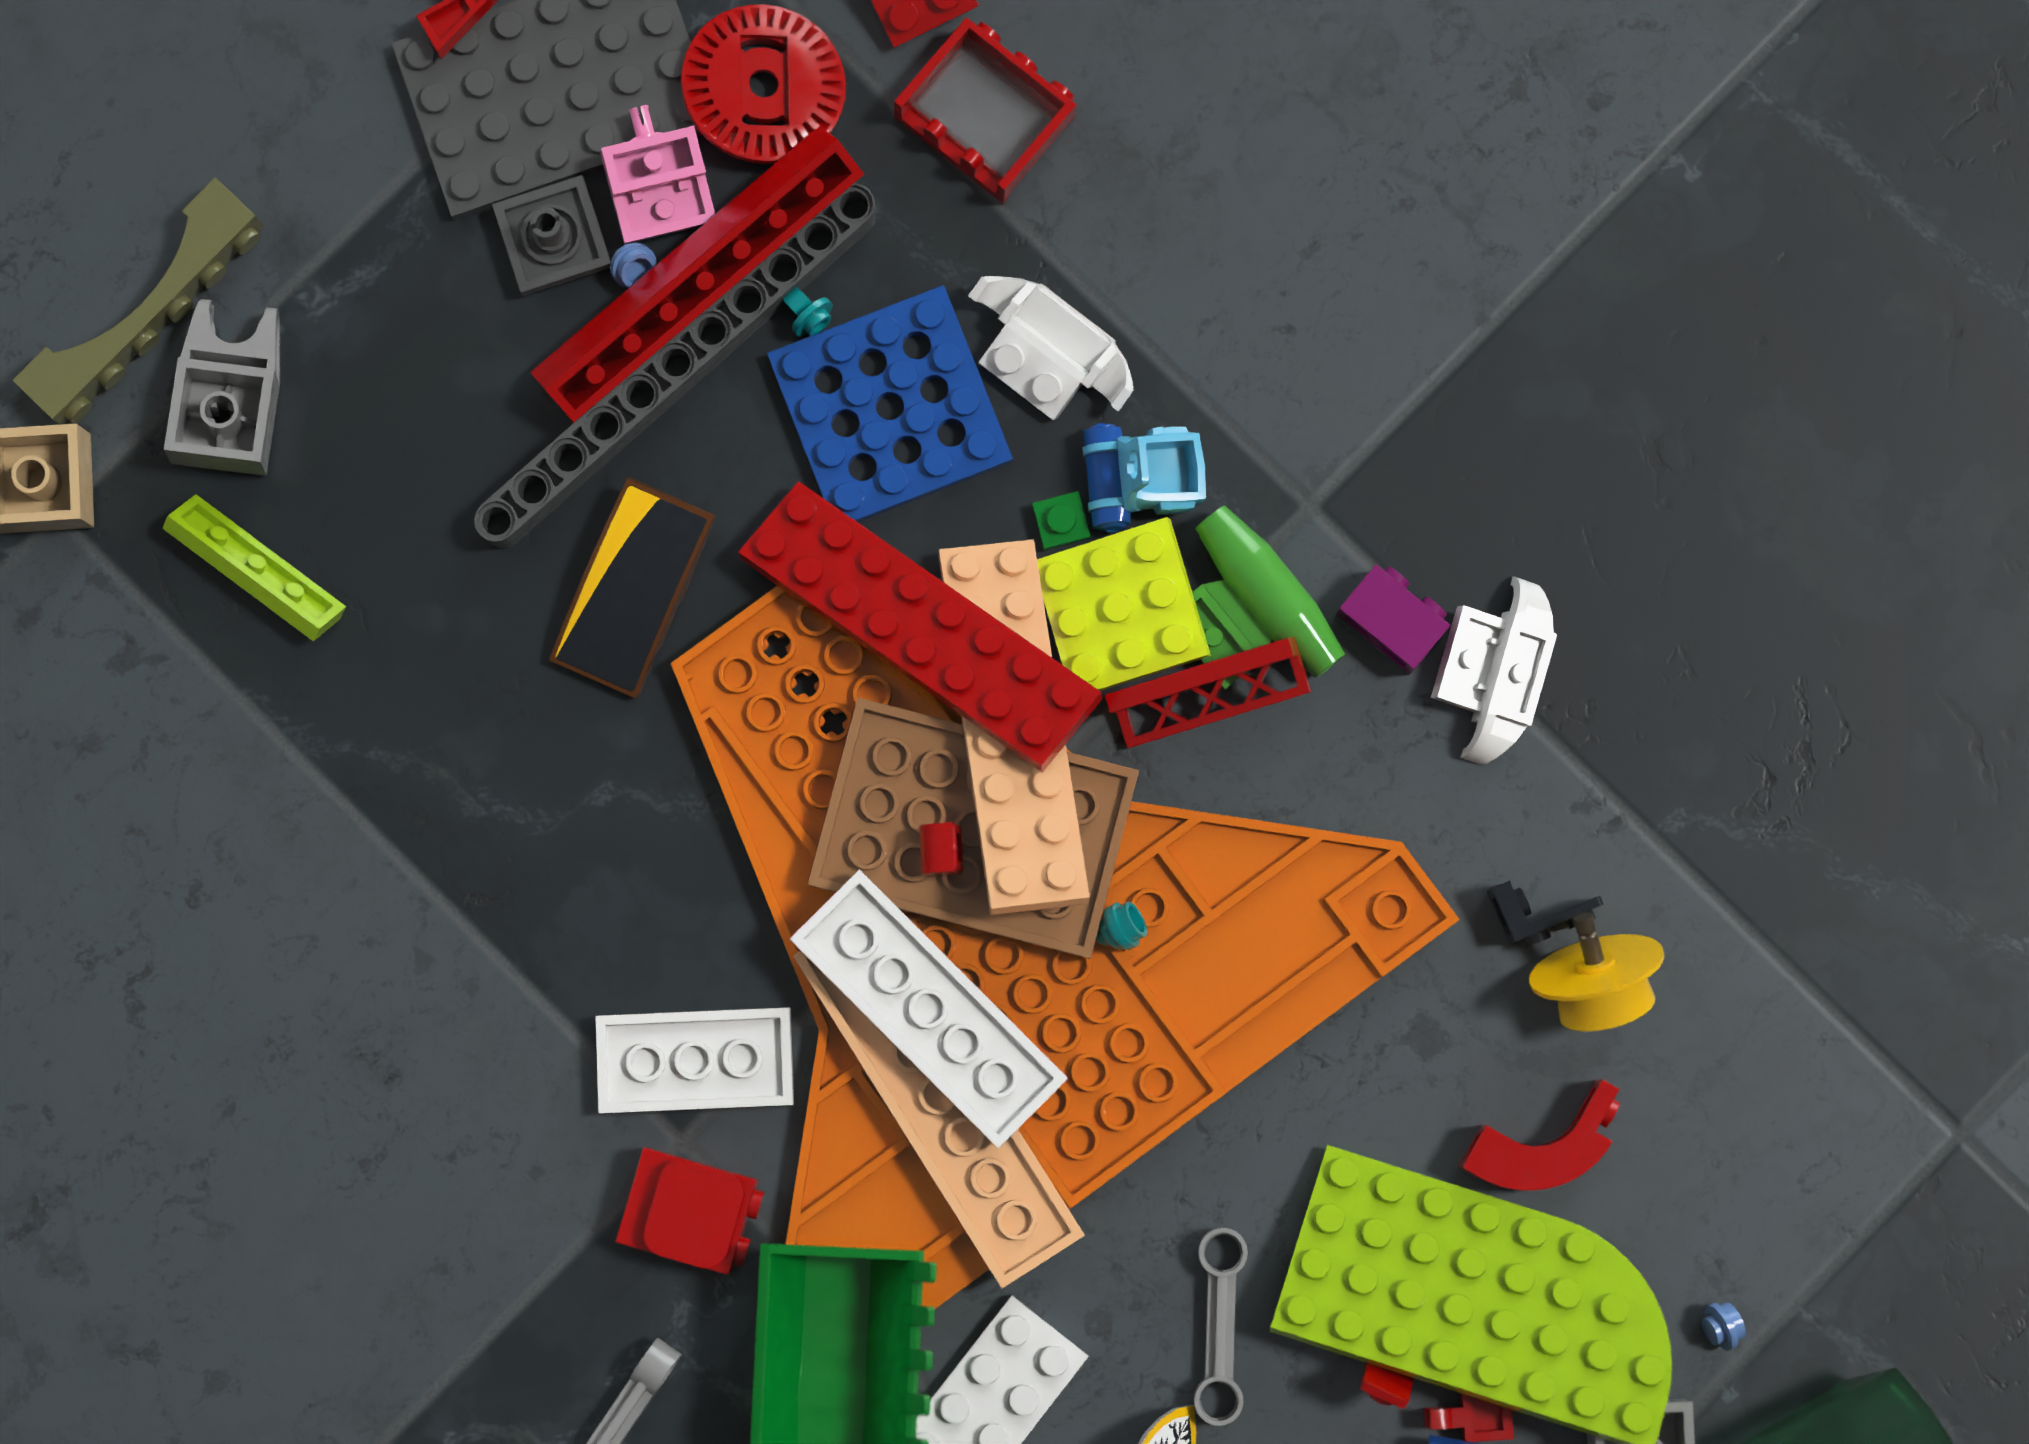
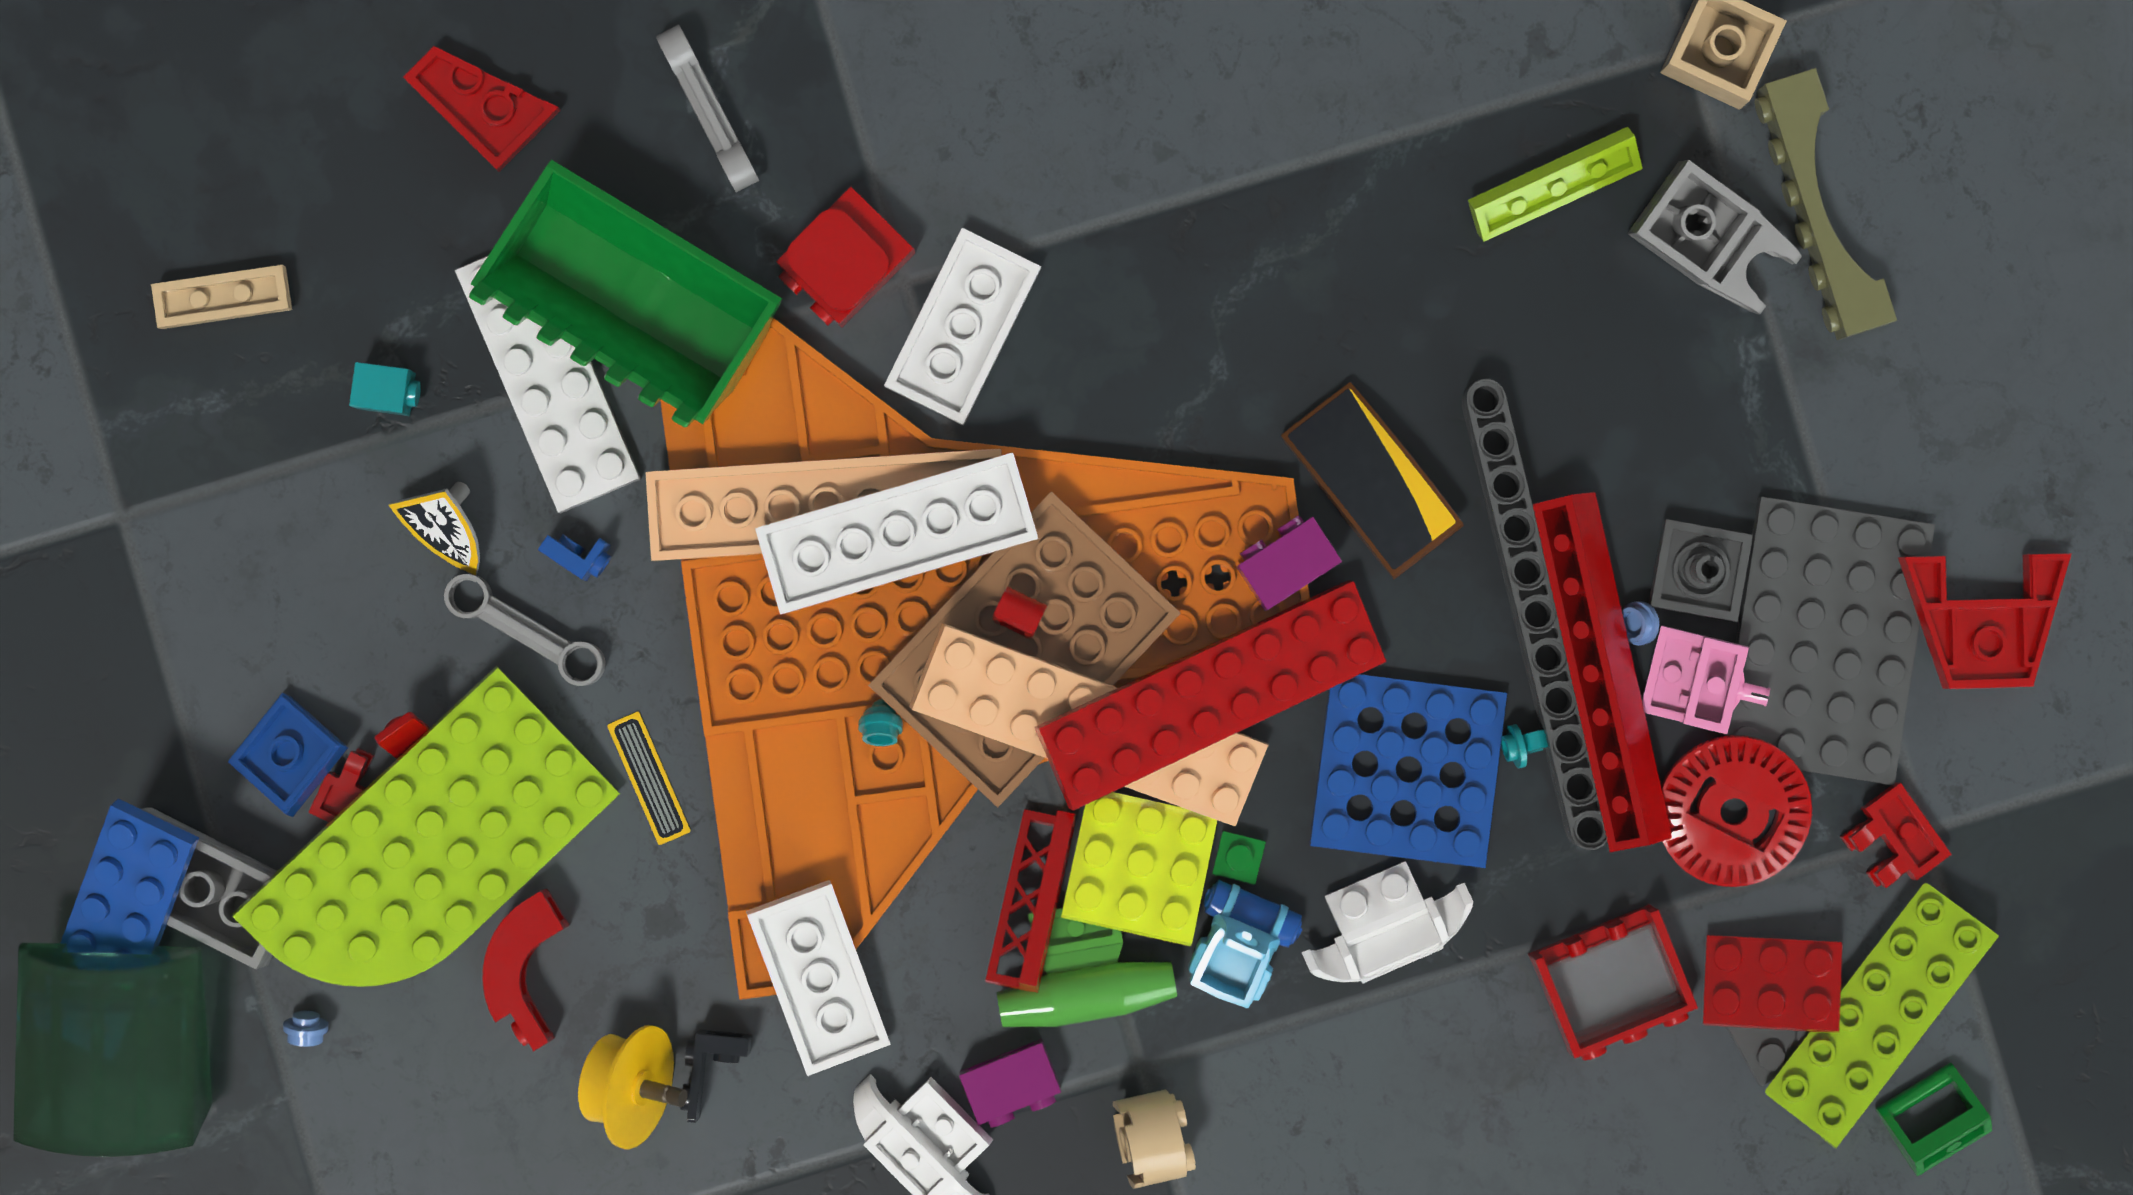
camera: 110 degrees right, 5 degrees up
(753, 621) = (1287, 563): none -> magenta brick
(1121, 1323) = (568, 553): none -> blue bracket
(1297, 1126) = (648, 778): none -> sticker
(1370, 455) = (1152, 1138): none -> tan brick
(1396, 854) = (818, 977): none -> white plate

